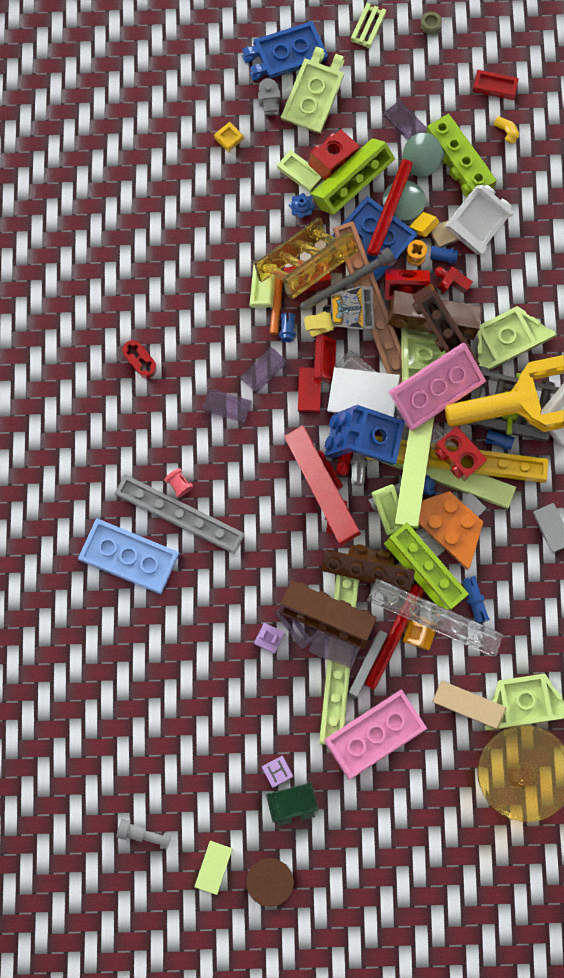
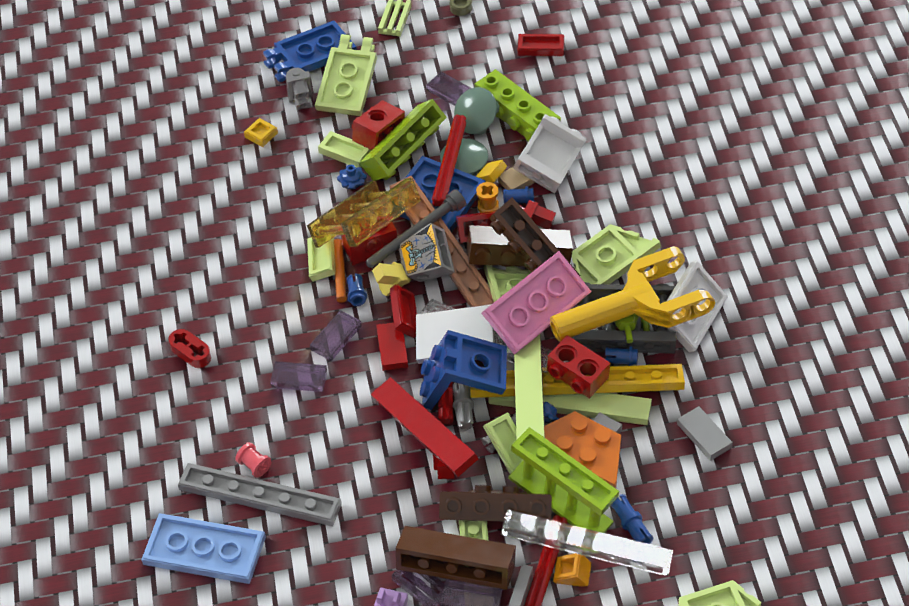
camera: 10 degrees left, 25 degrees down
(509, 127) = (562, 76): yellow arm -> none

